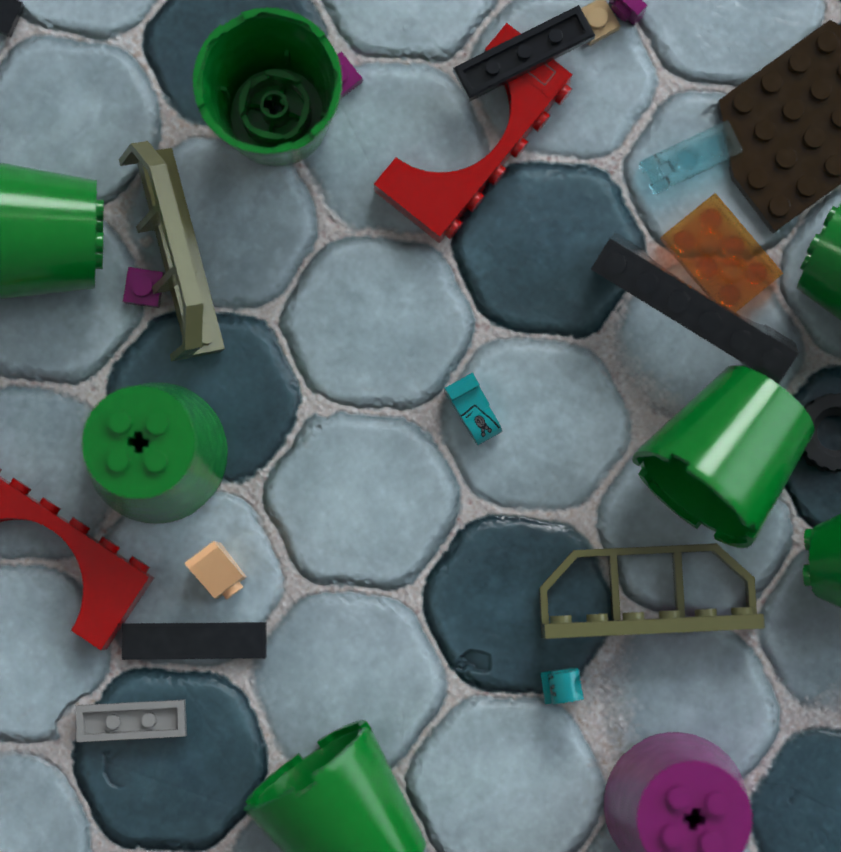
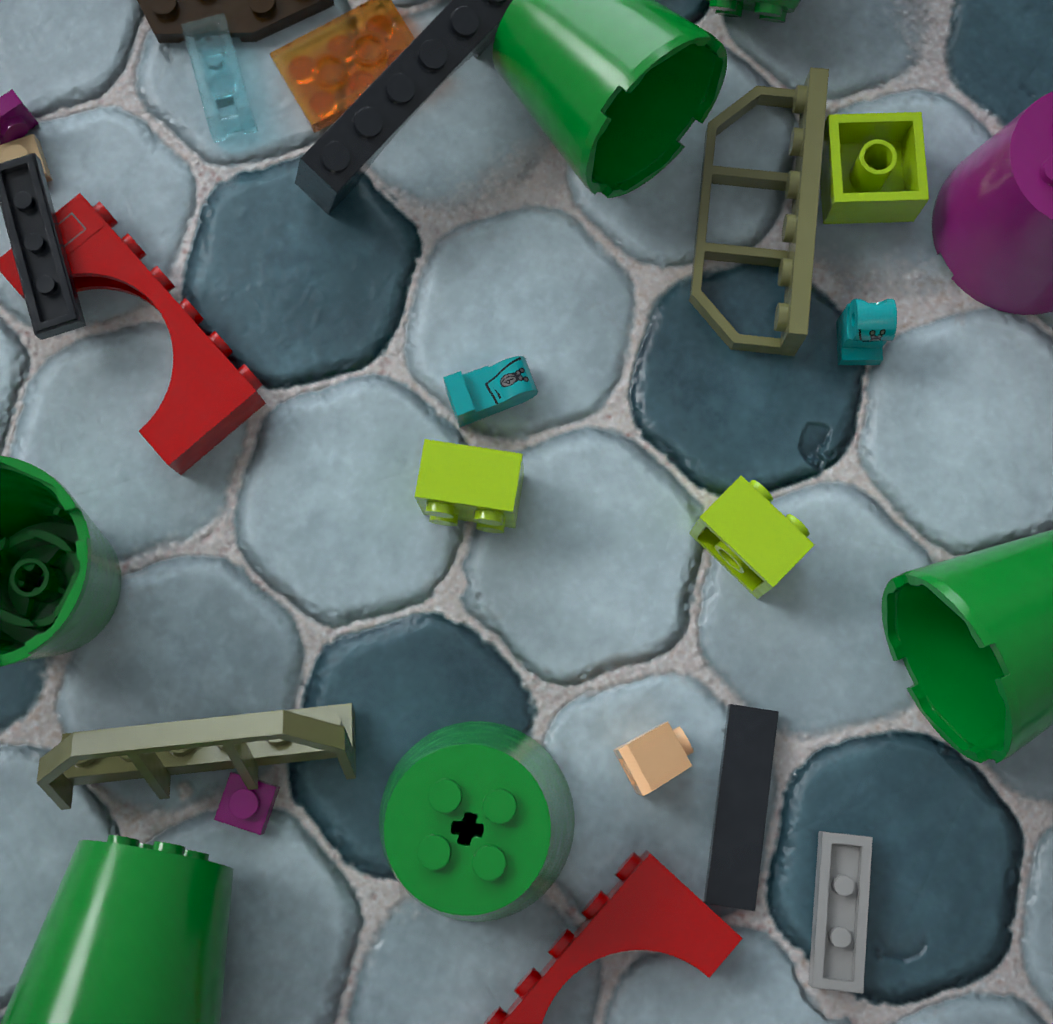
camera: 75 degrees left, 5 degrees down
(386, 618) = (752, 536): none -> lime brick
(393, 406) = (469, 485): none -> lime brick
(696, 675) = (873, 168): none -> lime brick

